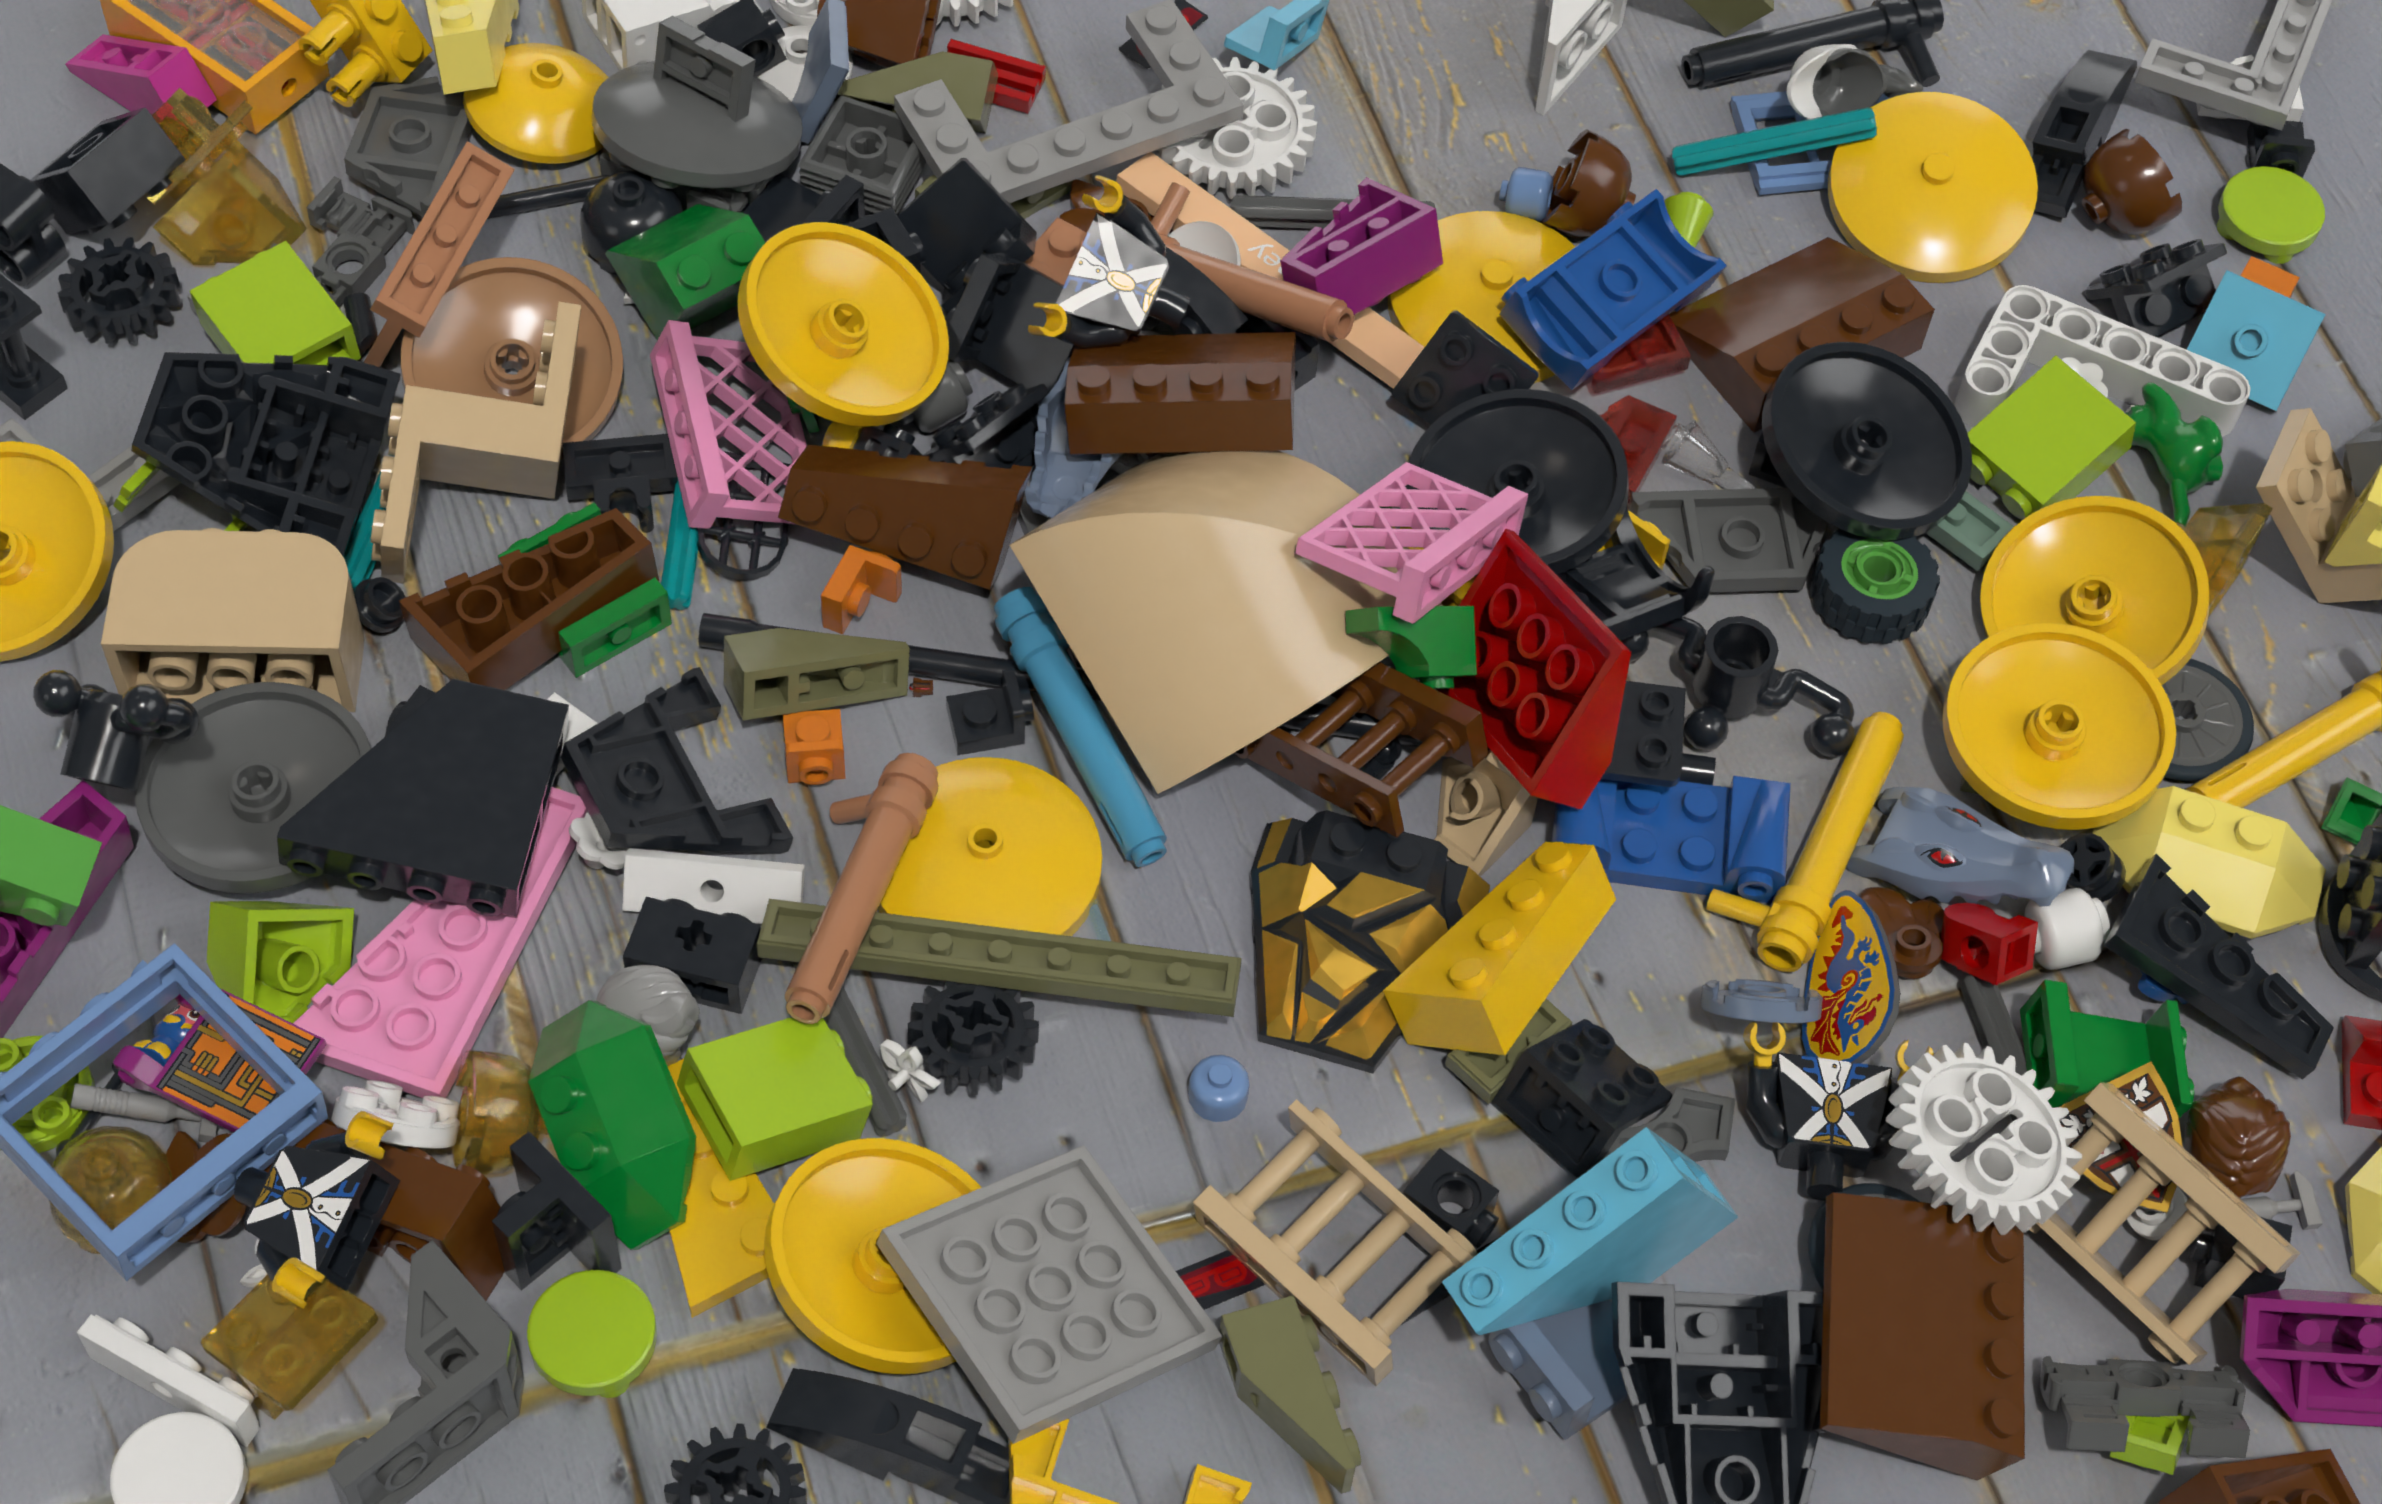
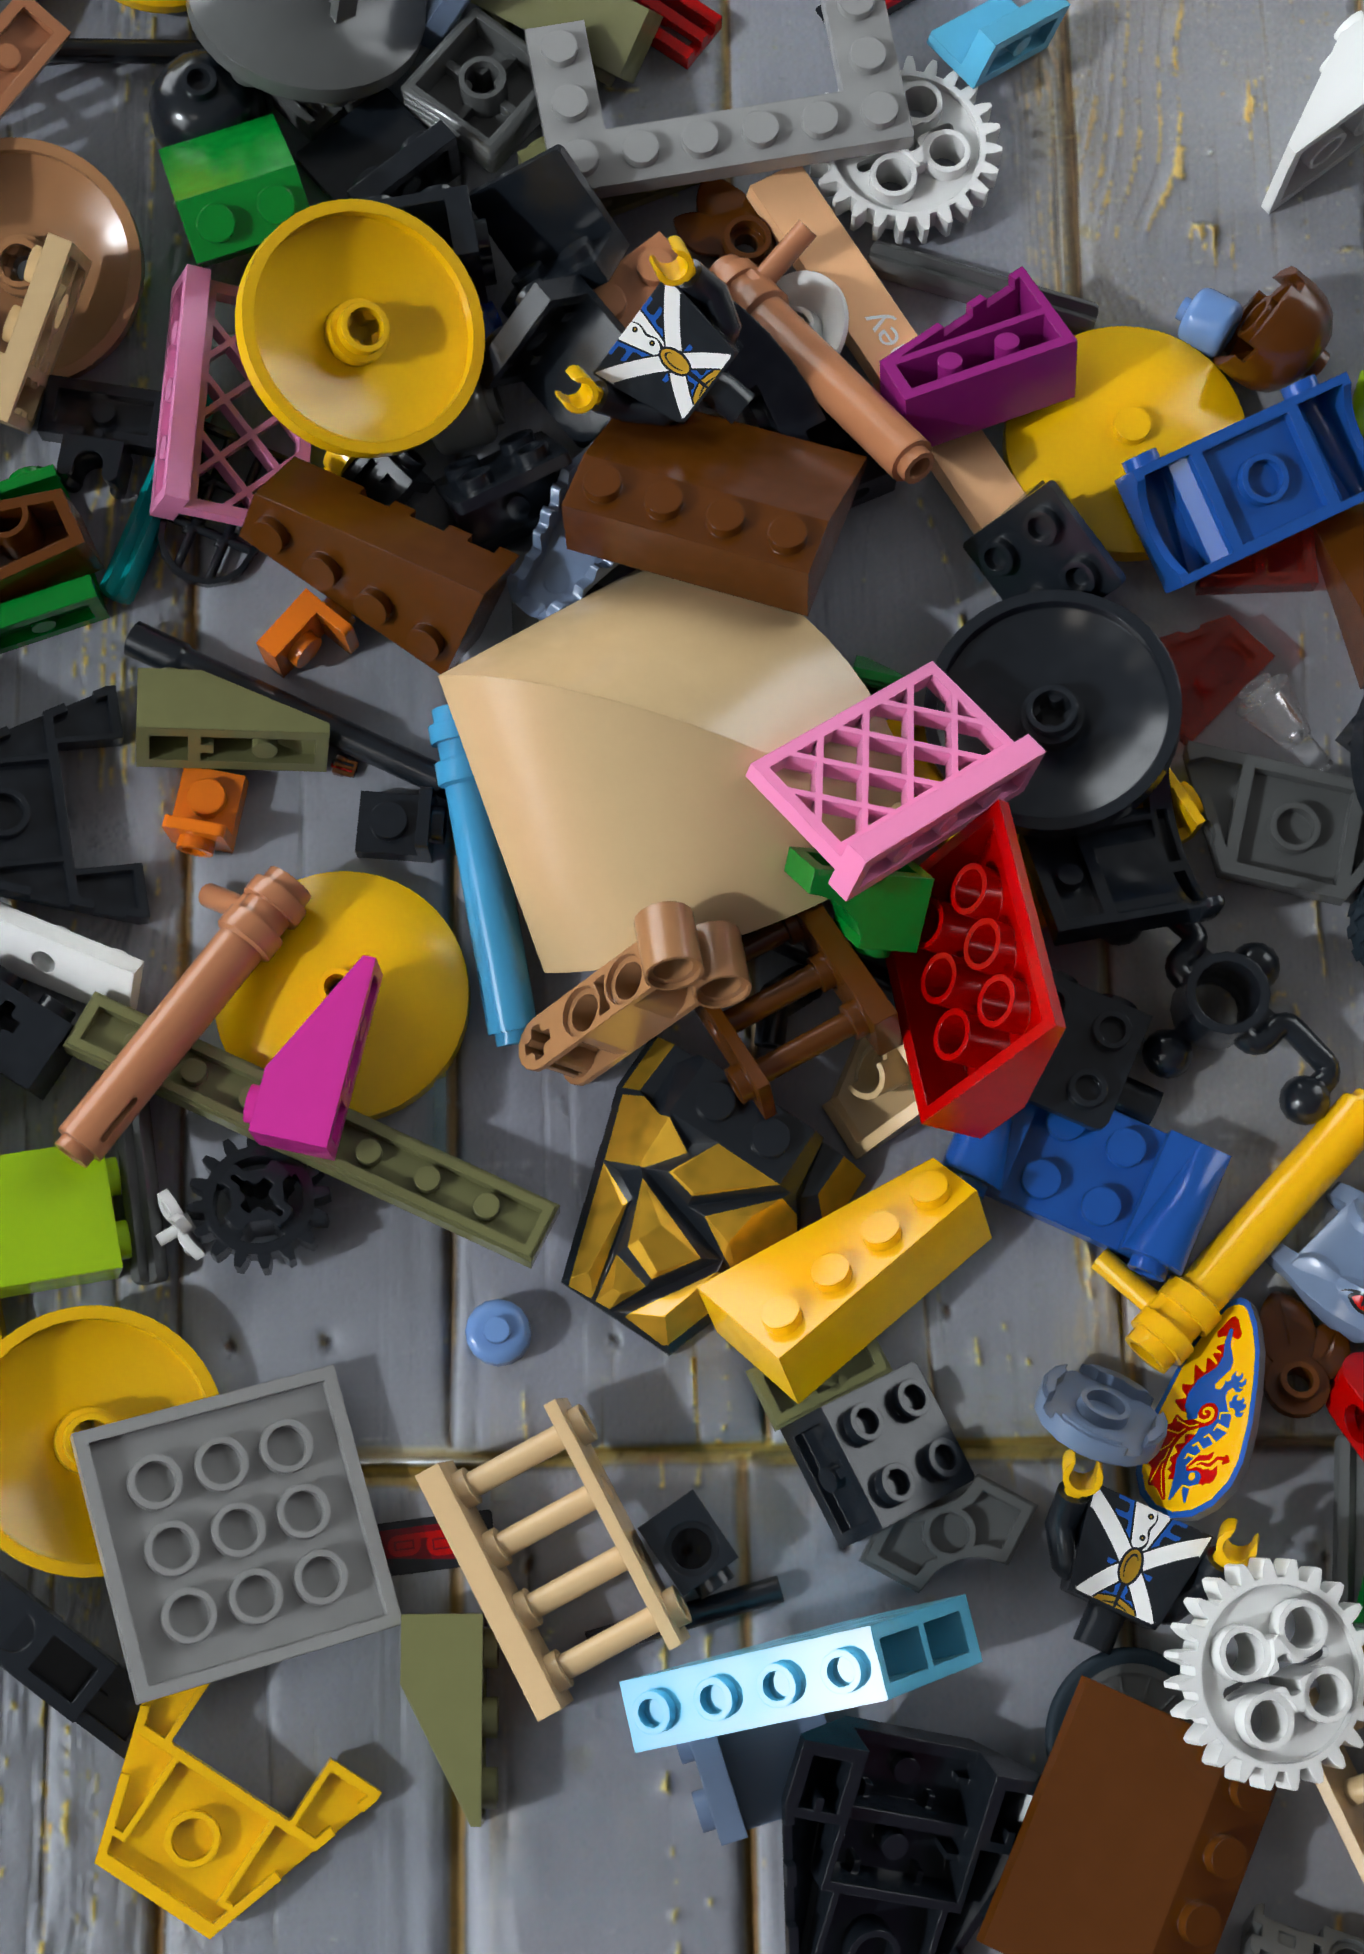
camera: 20 degrees right, 20 degrees up
(994, 898) = (315, 1072): none -> dark pink slope
(1252, 767) = (639, 993): none -> medium nougat piece

